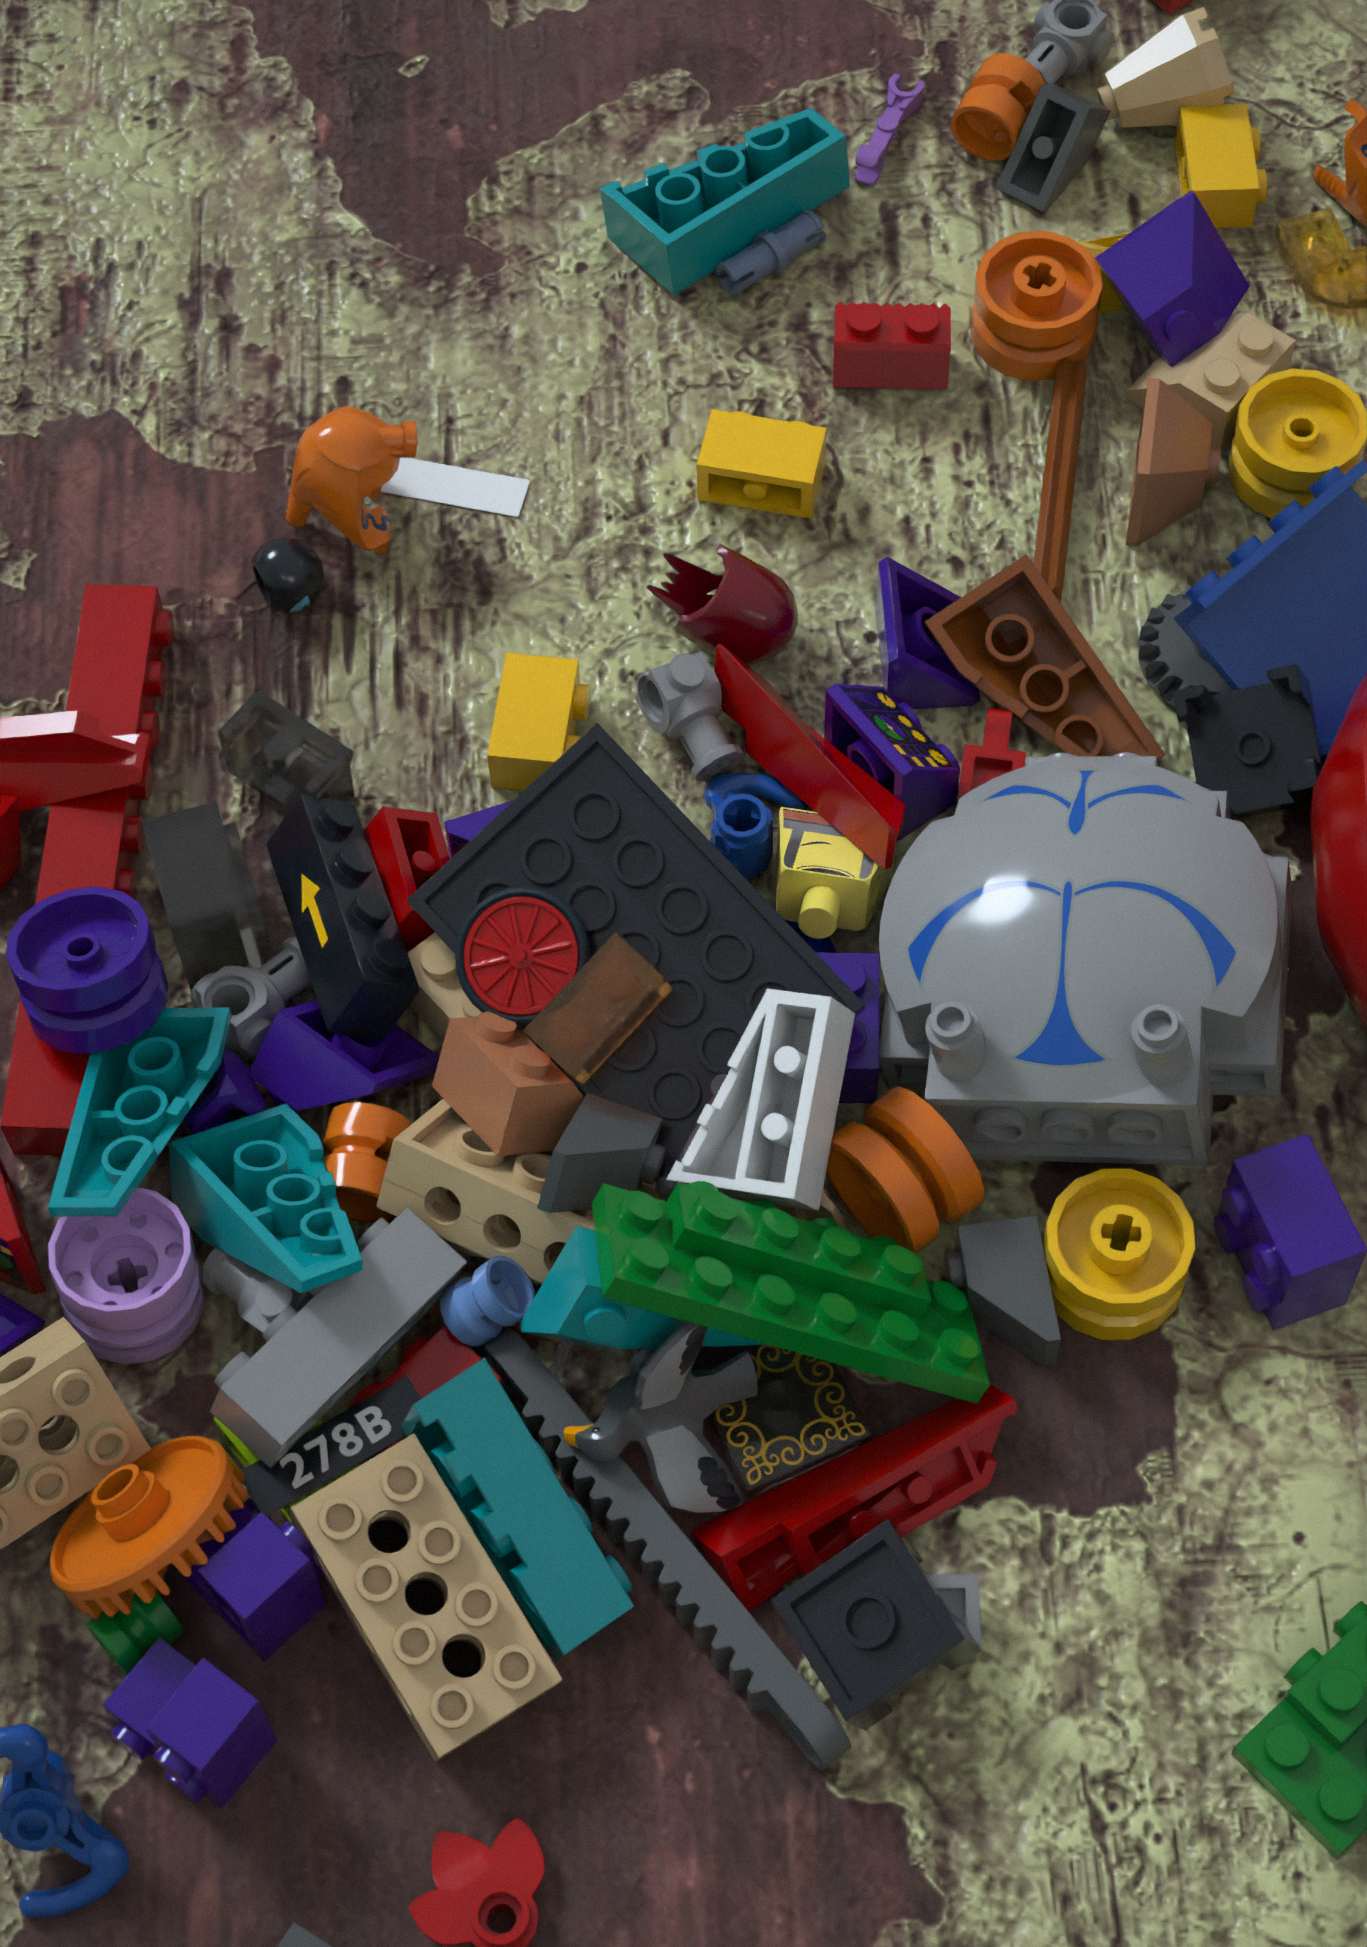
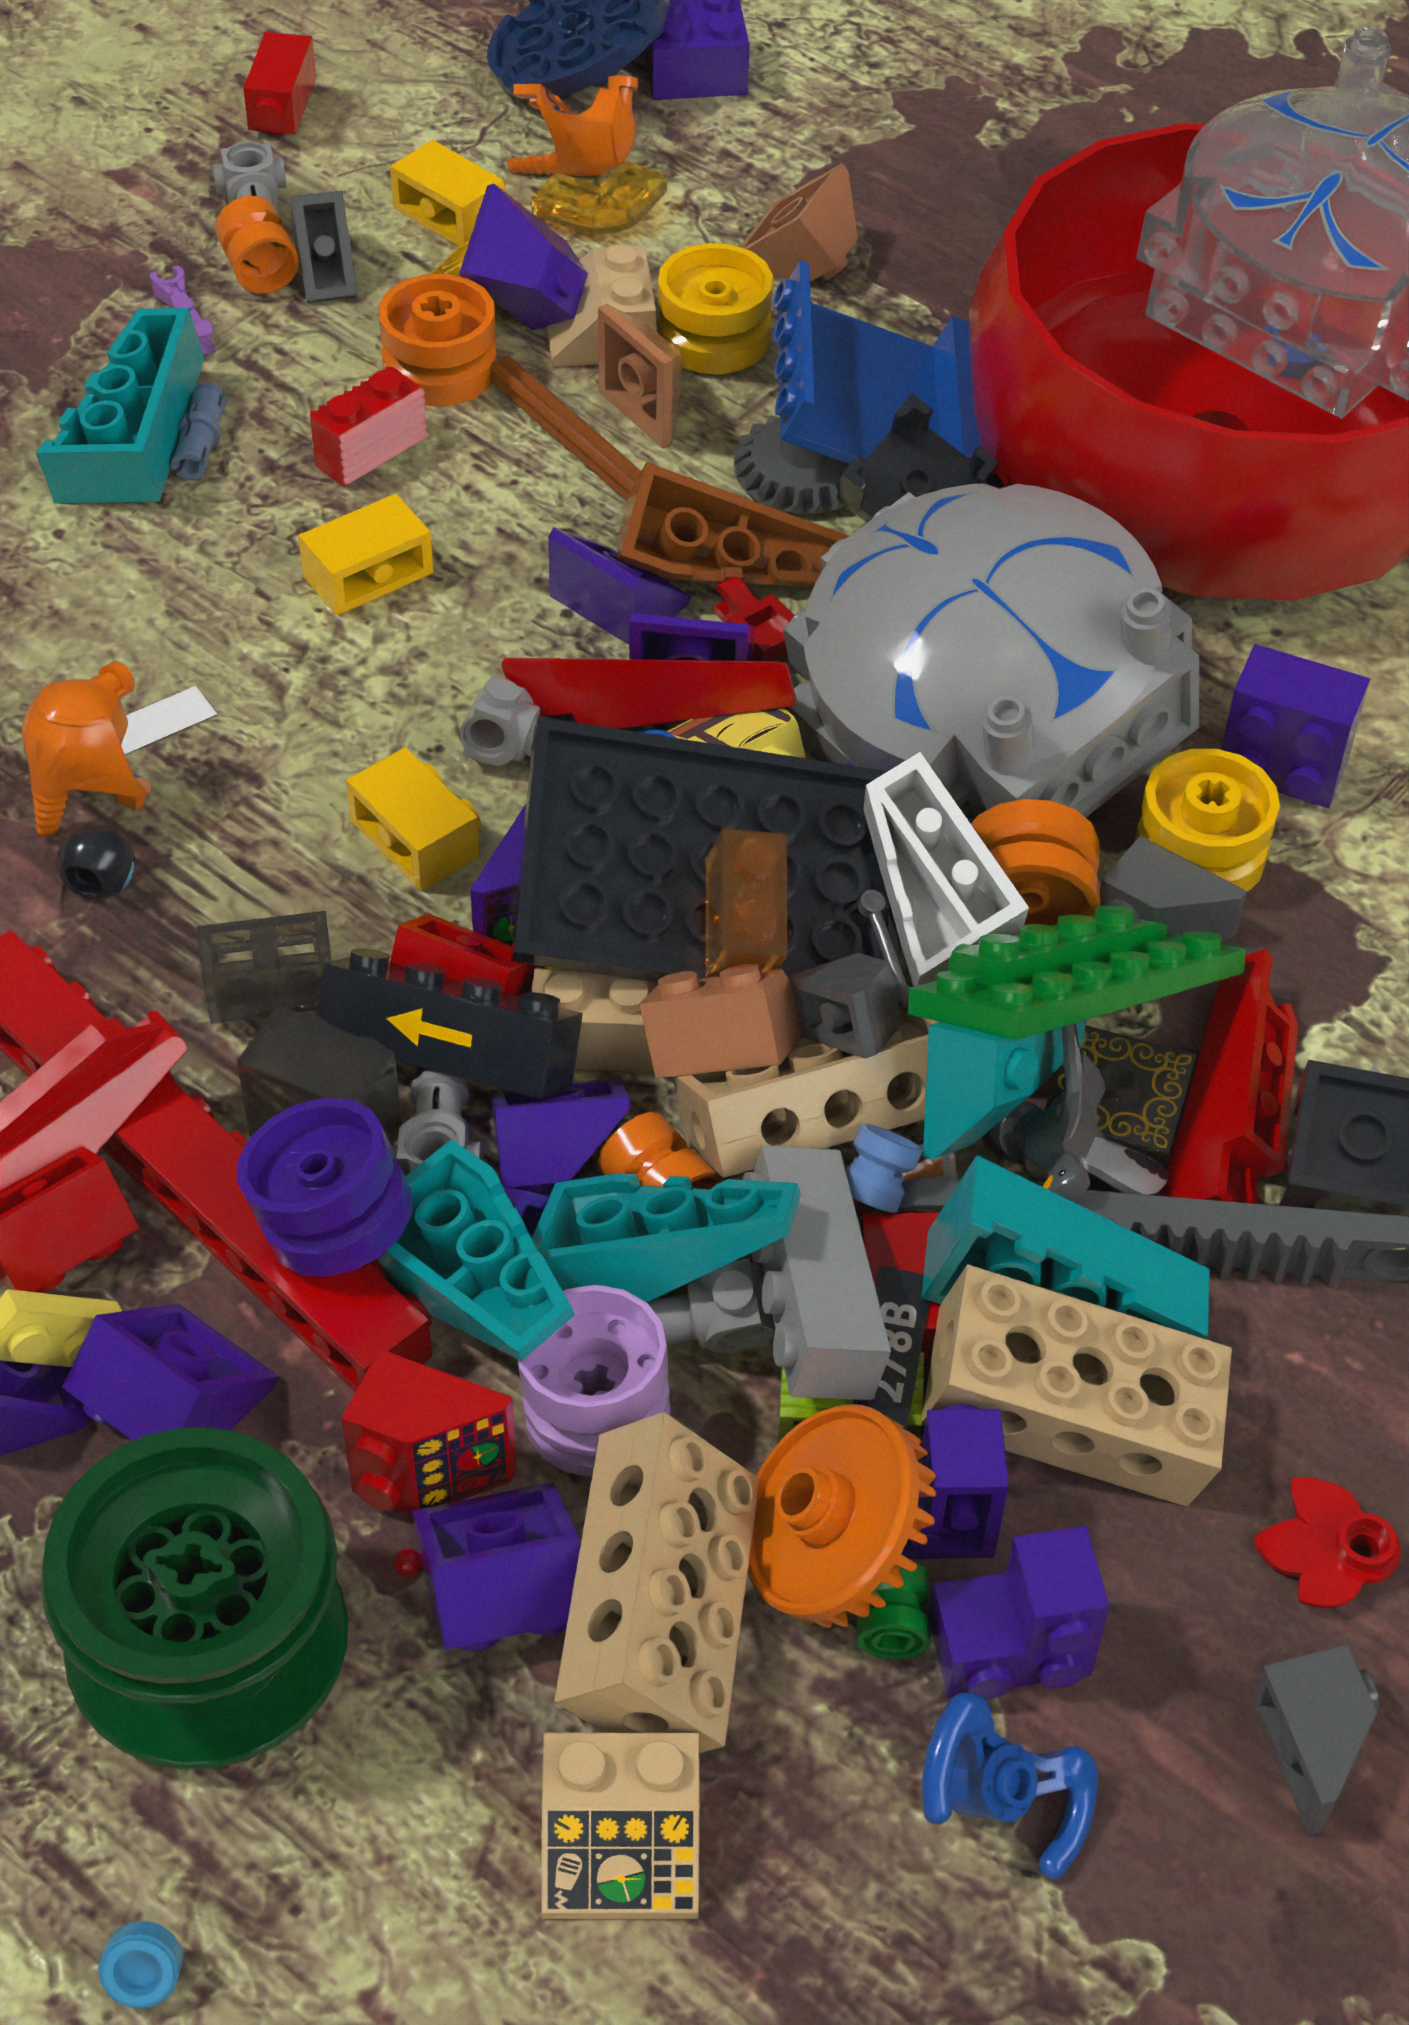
camera: 50 degrees left, 10 degrees down
(519, 952) = (645, 919): red wheel -> none
(748, 614) = (476, 638): dark red helmet -> none
(1165, 72) = (359, 146): tan cone -> none

